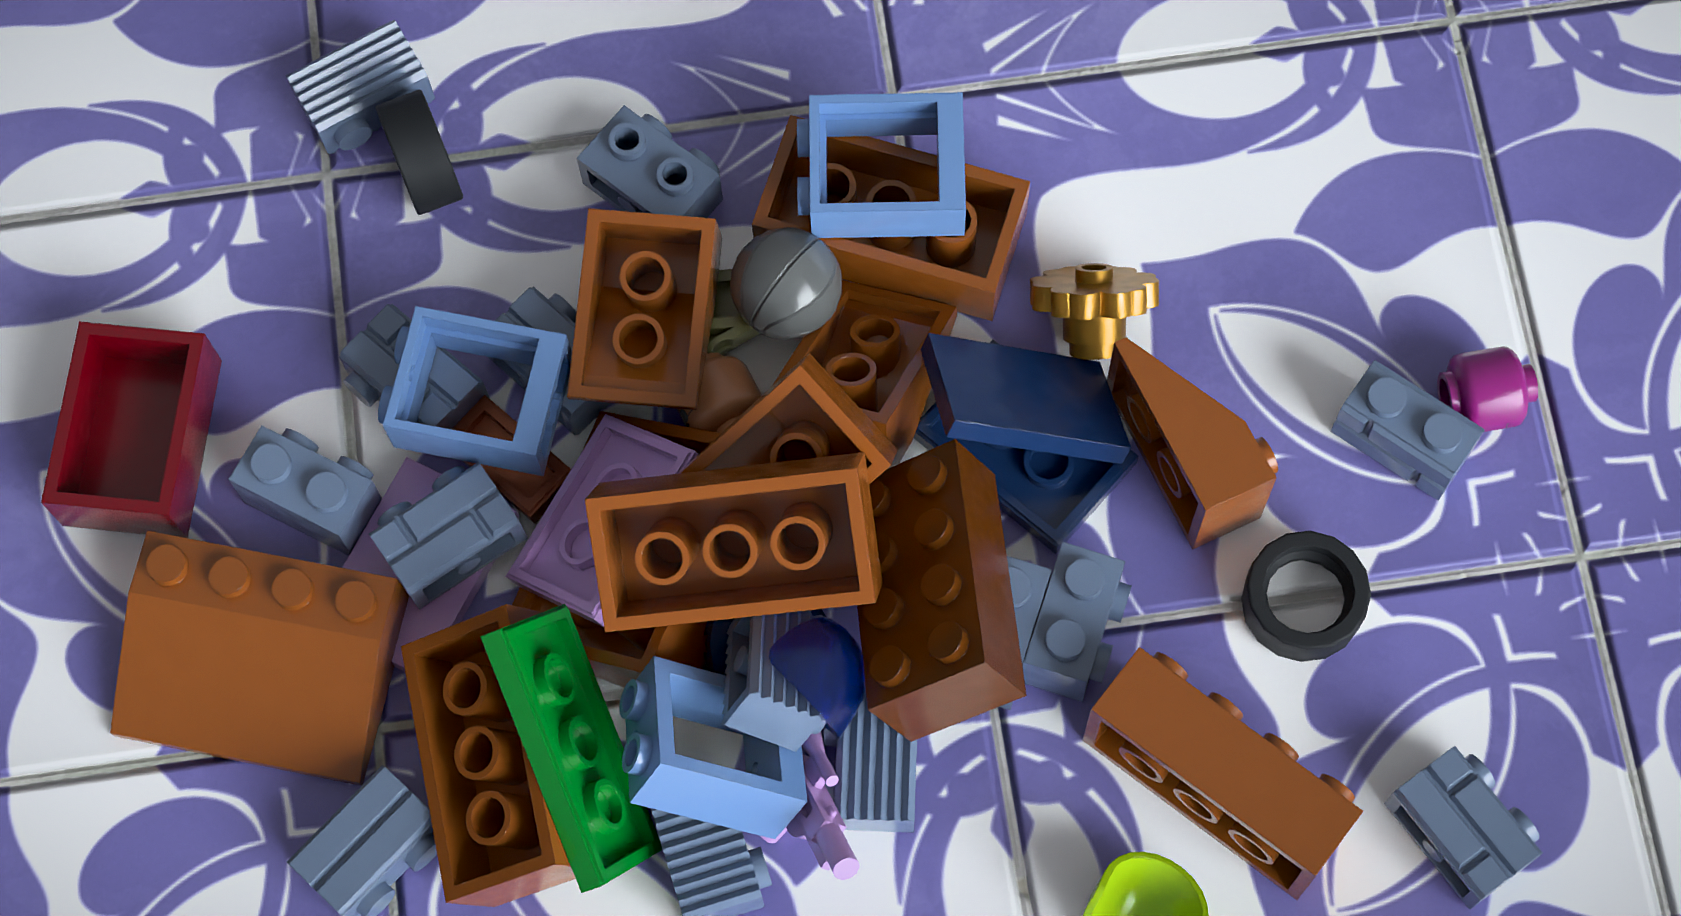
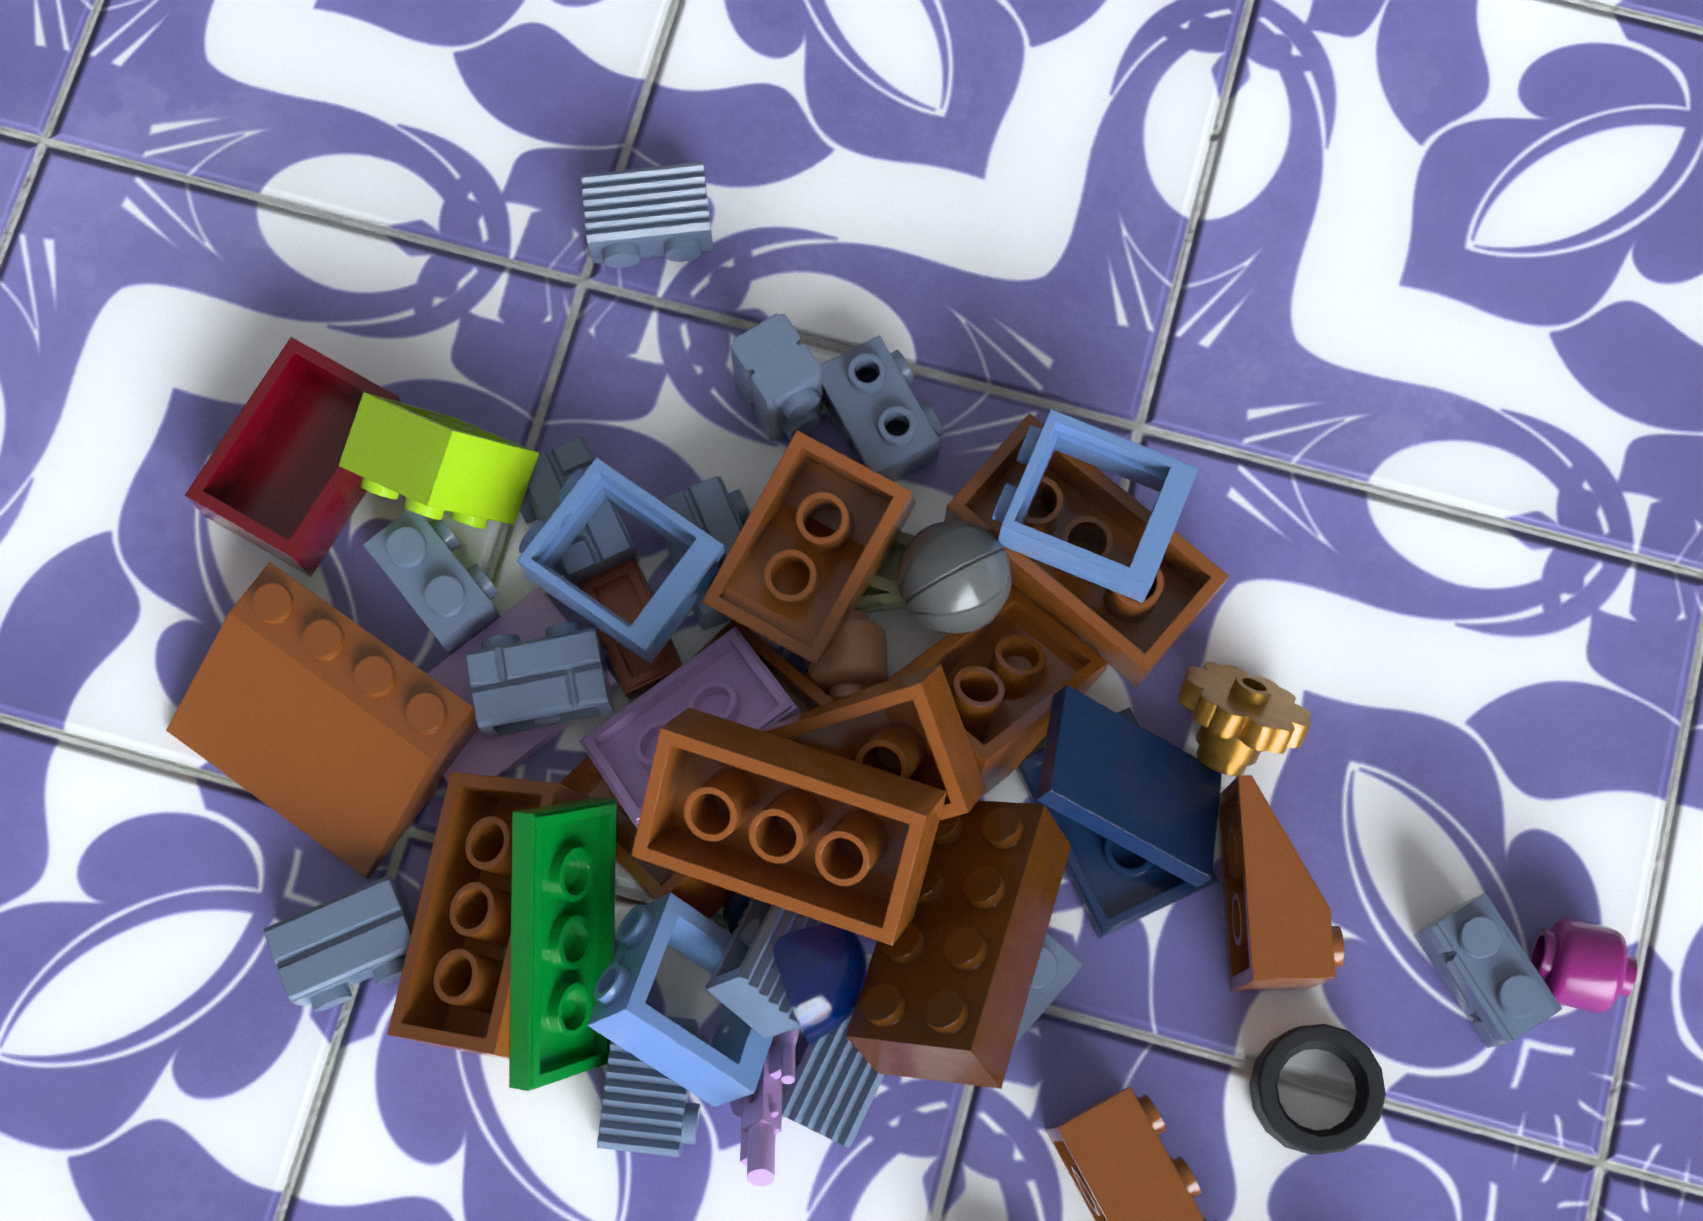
camera: 20 degrees right, 5 degrees up
(267, 376) = (437, 463): none -> lime brick
(419, 152) = (670, 301): black tyre -> none
(547, 179) = (778, 378): none -> sand blue brick
(1072, 622) = (1084, 1018): sand blue brick -> none

